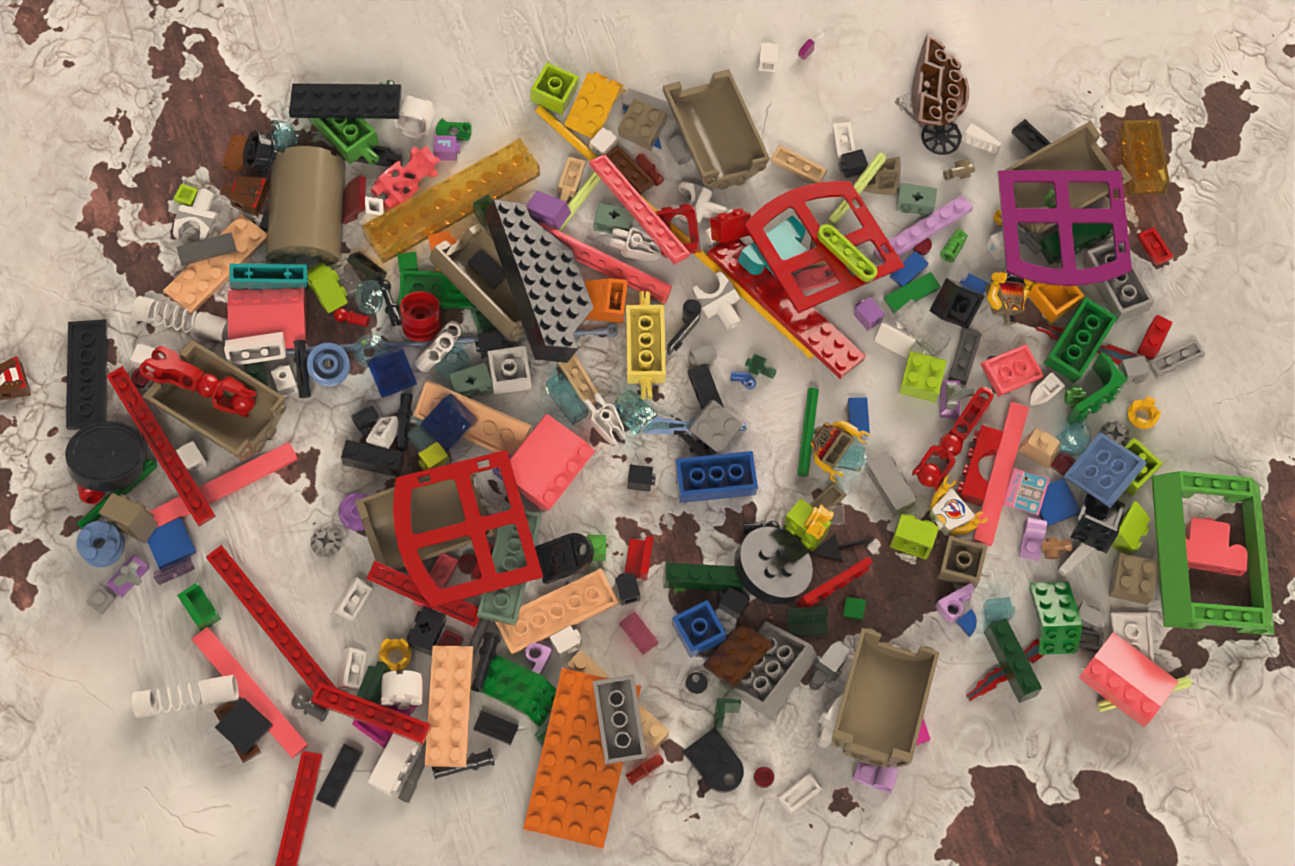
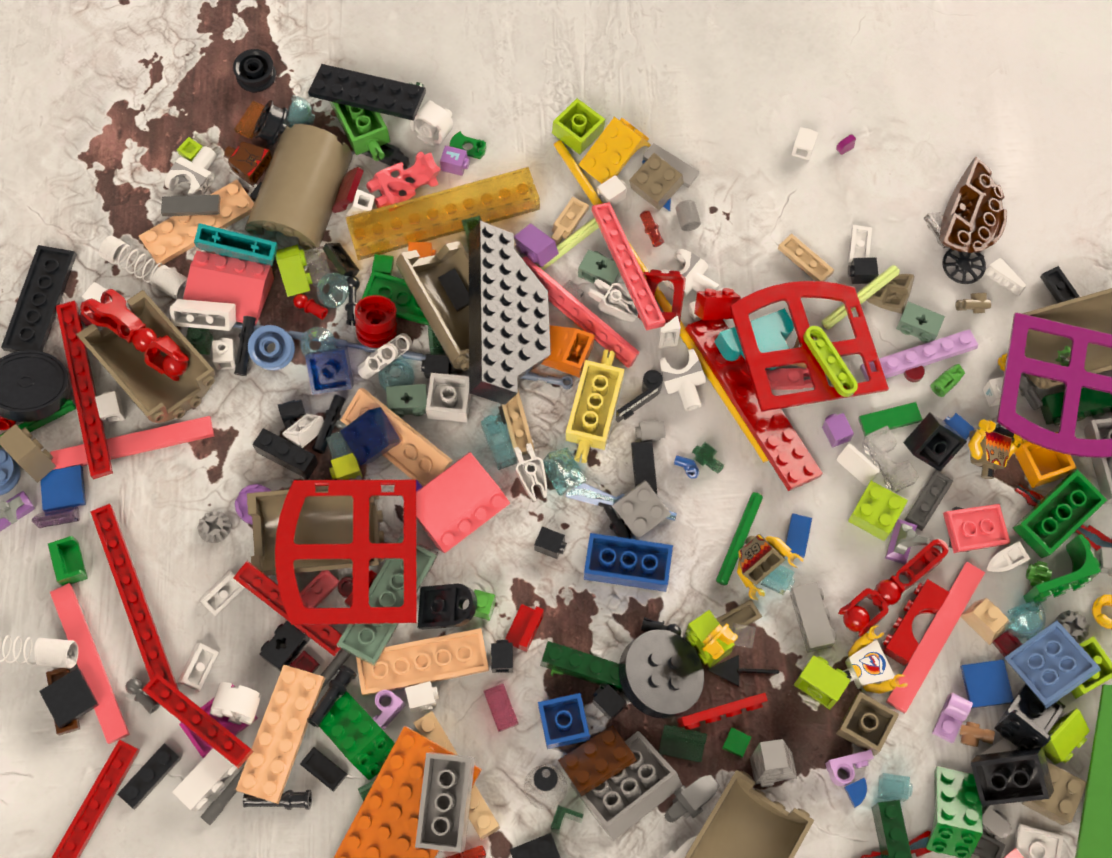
camera: 20 degrees right, 0 degrees up
(225, 94) = (255, 80): none -> black wheel
(371, 684) = (206, 693): clear green panel -> none
(399, 644) = (237, 654): yellow piece -> none
(630, 170) = (631, 225): reddish brown plate -> none
(695, 263) = (670, 334): none -> white slope
(718, 131) = (730, 205): dark tan cylinder -> none
(890, 615) = (772, 763): none -> light grey wedge
(912, 267) = (898, 392): blue tile -> none
(1026, 491) = (958, 664): piece -> none
(1095, 572) = (1012, 776): none -> black brick

